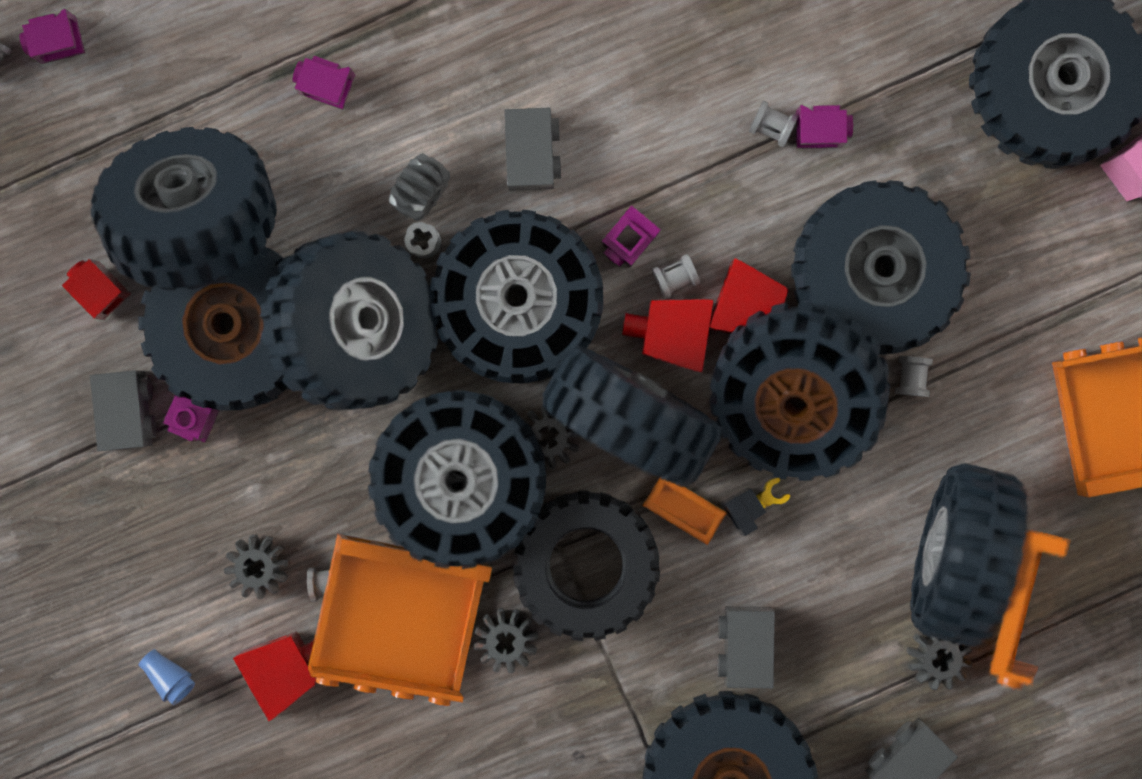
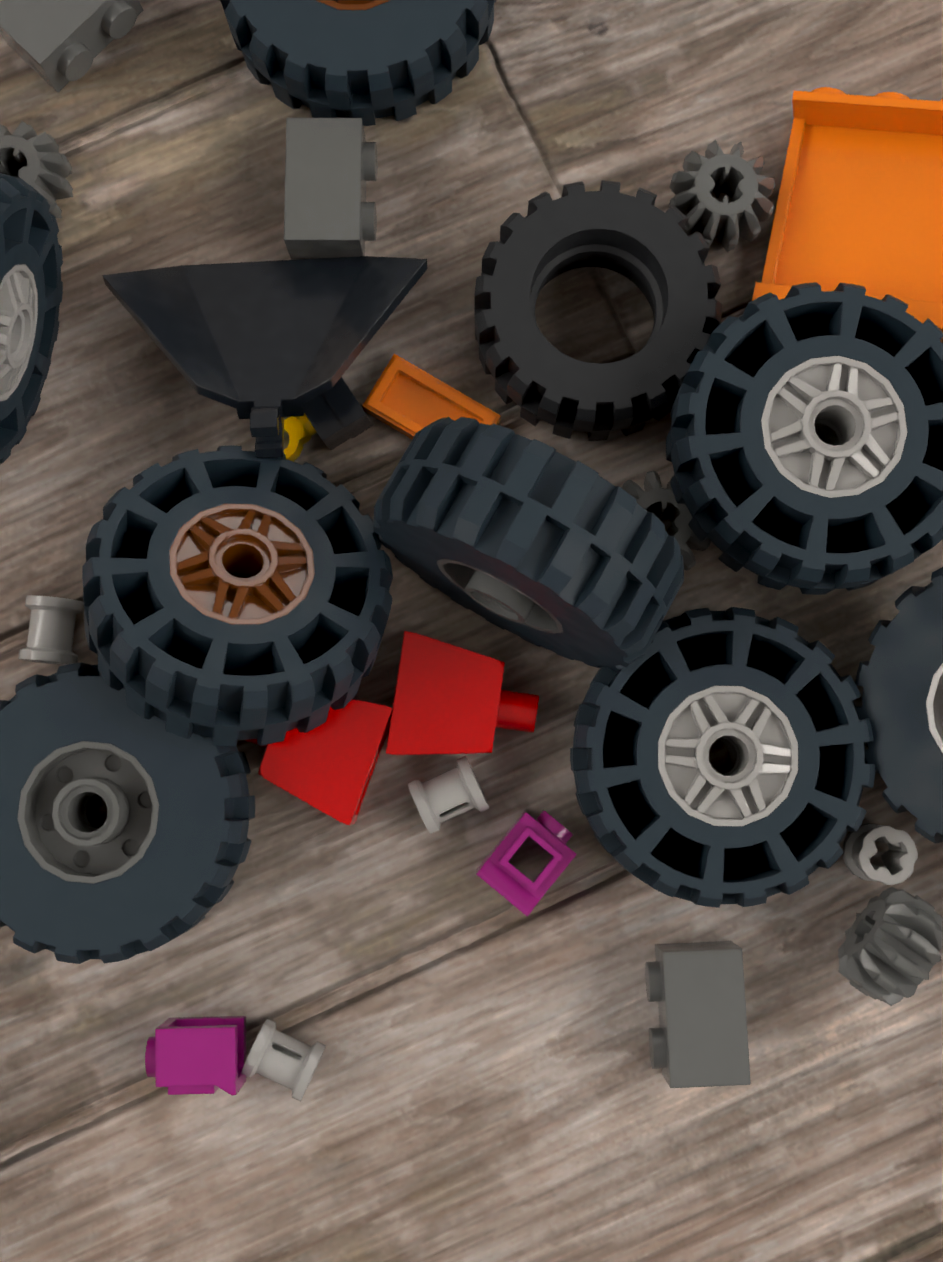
camera: 175 degrees left, 5 degrees down
(784, 557) = (266, 329): none -> black panel

